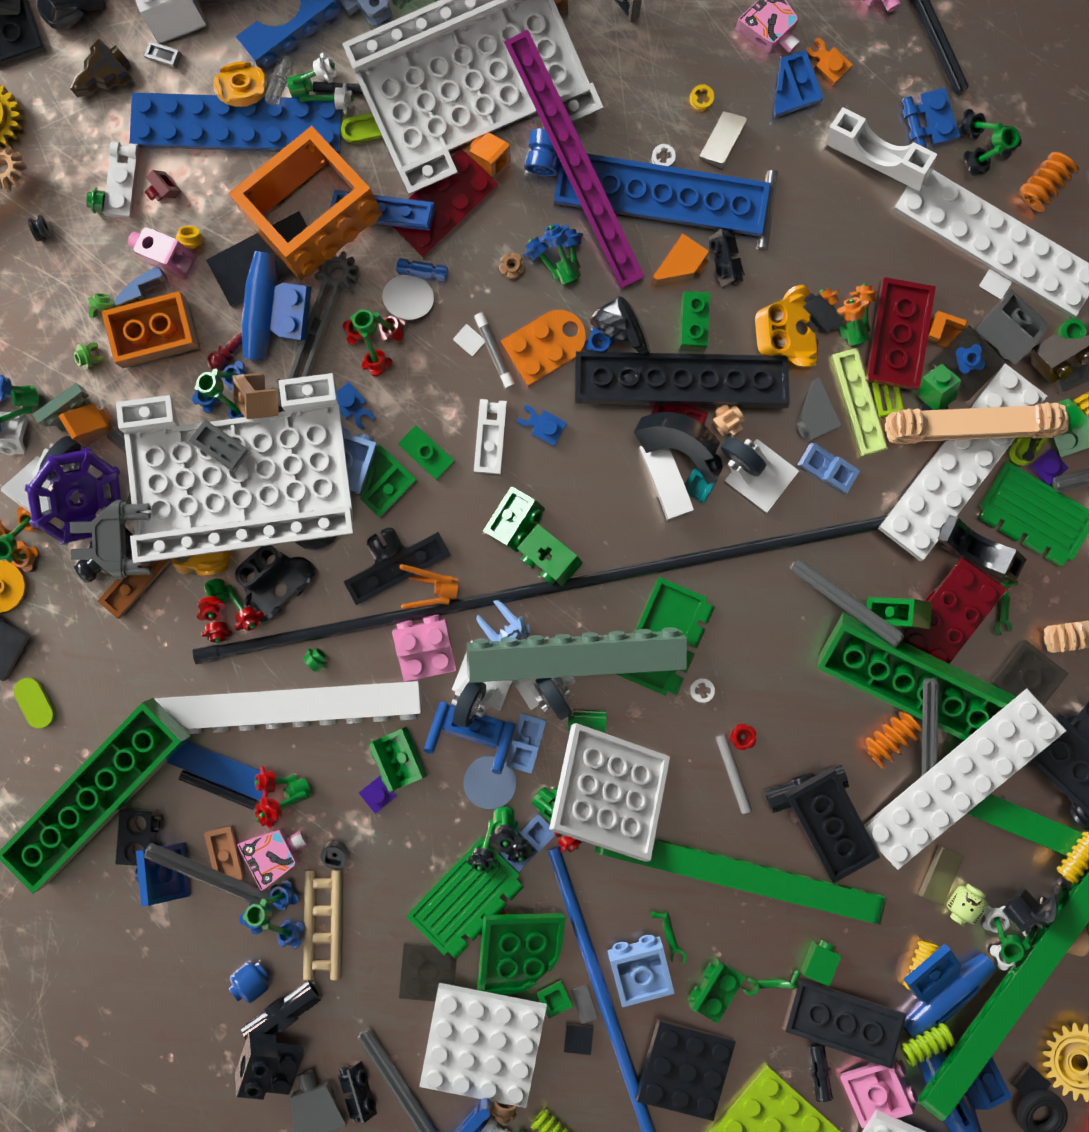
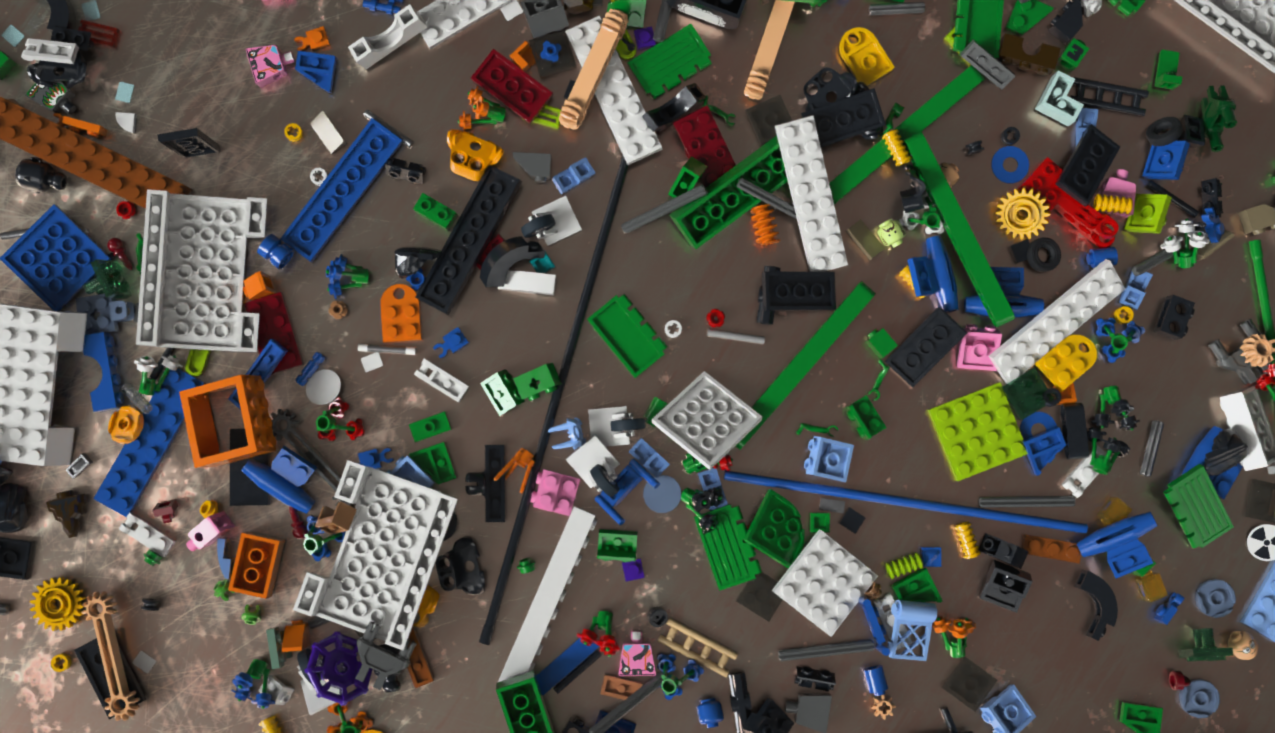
camera: 65 degrees left, 0 degrees up
(211, 610) = (458, 615): red plant -> none
(219, 446) = (356, 557): dark grey plate -> none
(574, 158) = (290, 234): magenta plate -> none
(576, 655) = (609, 397): sand green brick -> none
(682, 262) = (394, 200): orange slope -> none
(685, 1070) = (905, 462): black plate -> none
(728, 420) = (510, 223): light nougat gear -> none
(820, 1072) = (949, 378): black pin -> none
(821, 314) = (473, 129): black piece -> none
(859, 402) = (541, 135): yellowish green tile -> none
(927, 1044) = (964, 302): lime piece -> none
(939, 388) = (559, 80): green brick -> none

